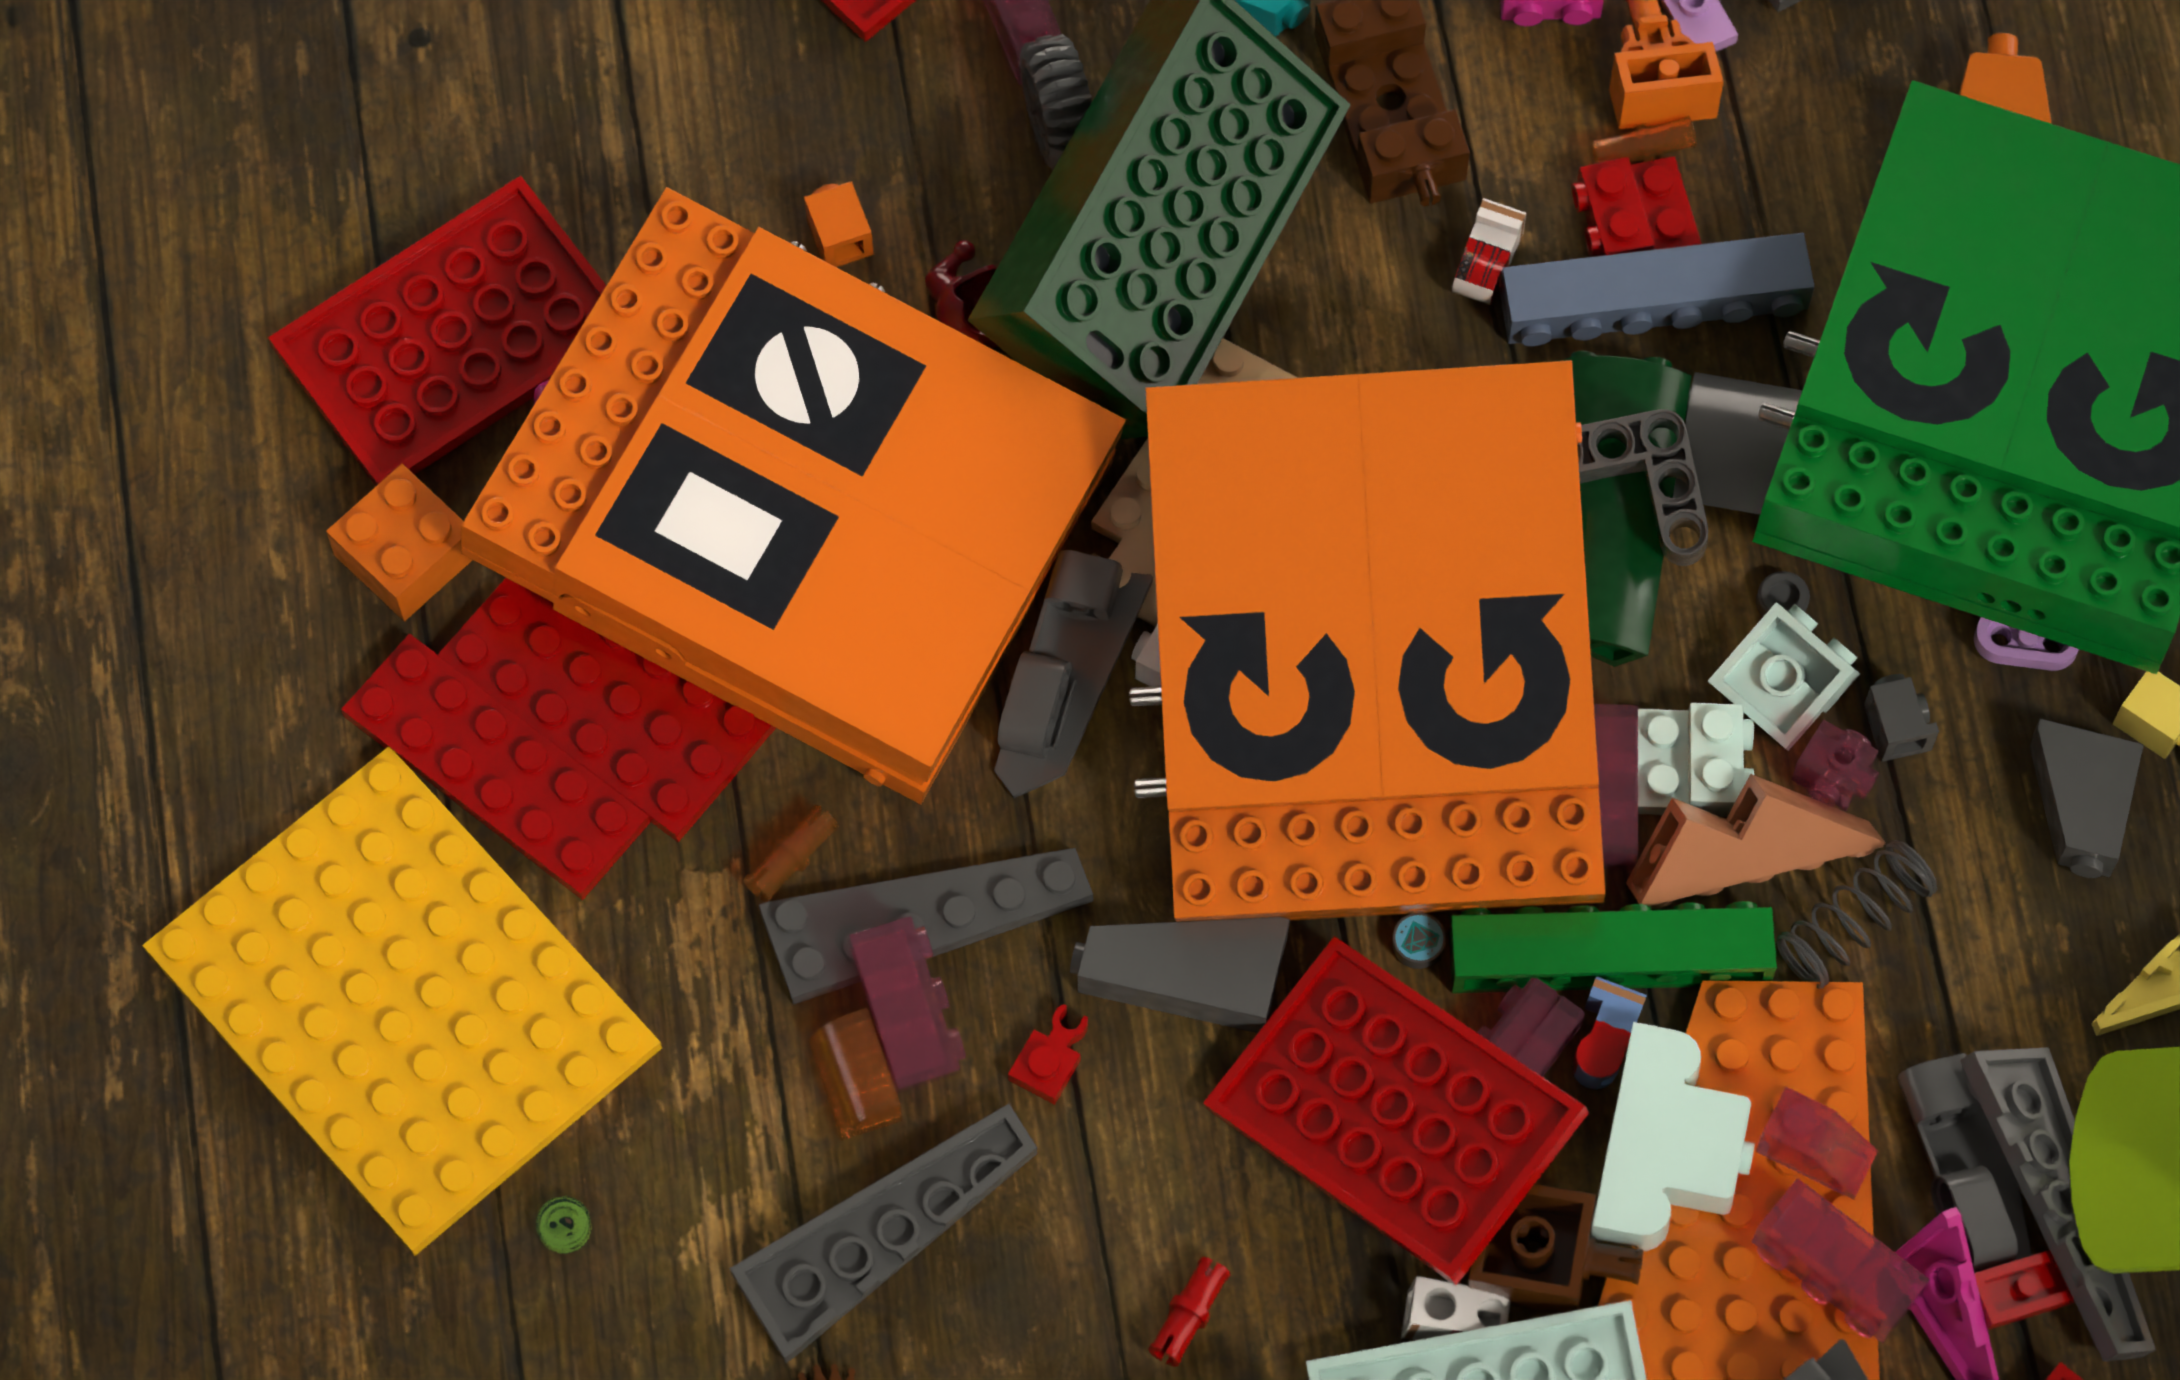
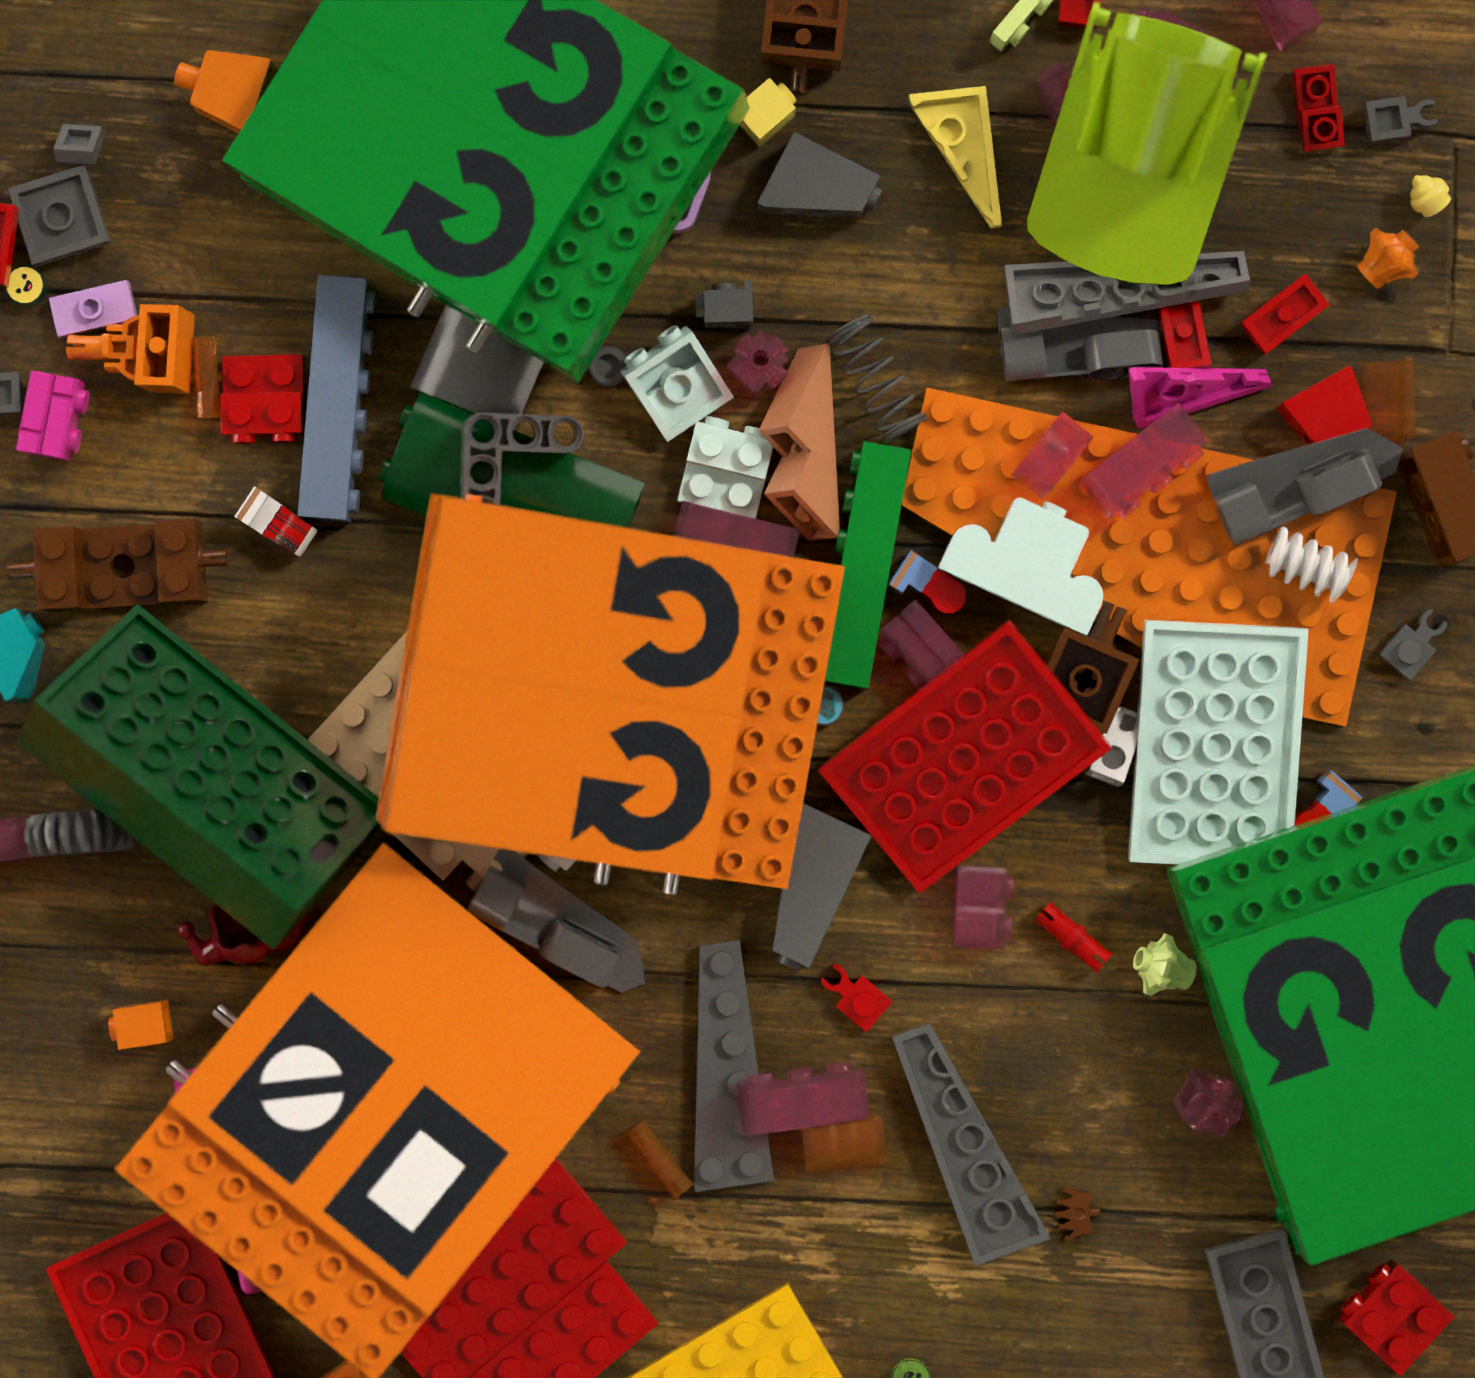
camera: 80 degrees left, 20 degrees up
(1203, 1182) = (980, 906): none -> clear pink brick

